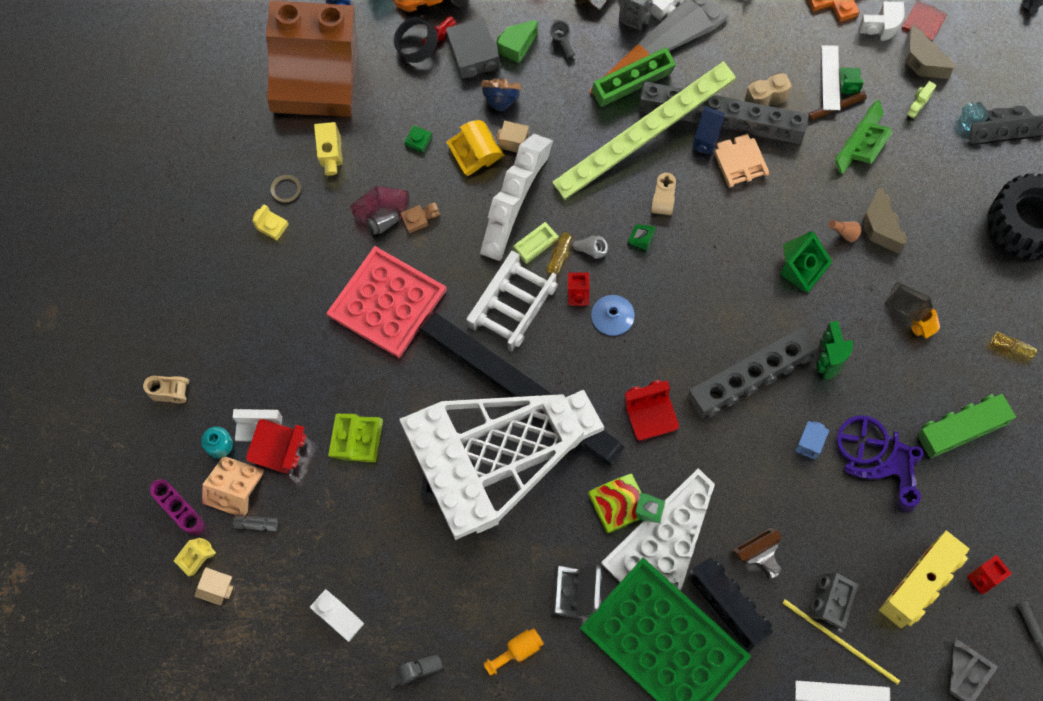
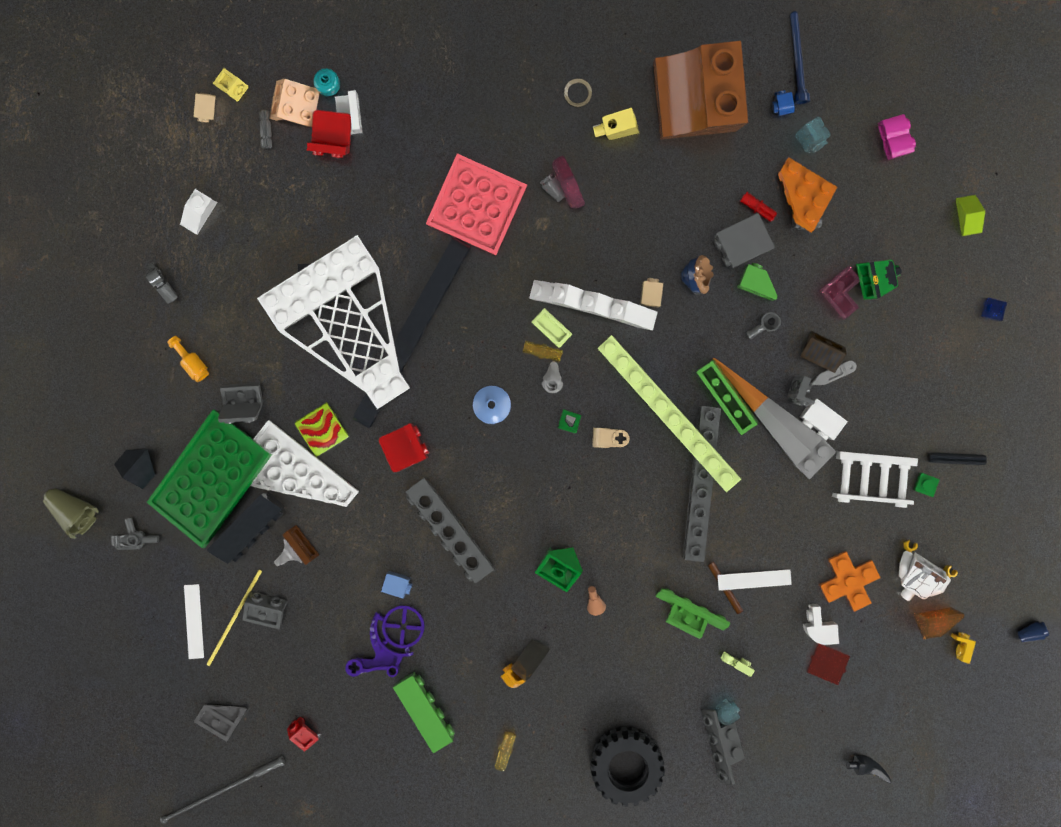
camera: 75 degrees right, 20 degrees up
(171, 388) = (370, 31): tan piece -> none
(173, 498) = (268, 50): magenta beam -> none
(269, 223) = (540, 85): light yellow bracket -> none
(355, 438) = (350, 199): lime slope -> none
(417, 218) = (562, 217): medium nougat plate -> none
(418, 138) = (643, 205): green plate -> none
(428, 47) = (745, 201): black tyre -> none
(474, 147) = (637, 259): yellow brick -> none
(501, 283) = (487, 296): white fence -> none
(578, 289) = (510, 371): red bracket -> none
(649, 508) = (316, 455): green slope -> none
(708, 130) = (676, 471): dark blue slope -> none
(740, 160) = (656, 503): light nougat plate -> none
(770, 91) = (726, 518): tan brick -> none
(834, 351) = (469, 600): green brick -> none
(850, 80) = (753, 598): green bracket -> none
(883, 224) = (607, 634): dark tan slope -> none
(924, 579) = (284, 681): light yellow brick -> none
(926, 57) = (786, 666): dark tan slope -> none

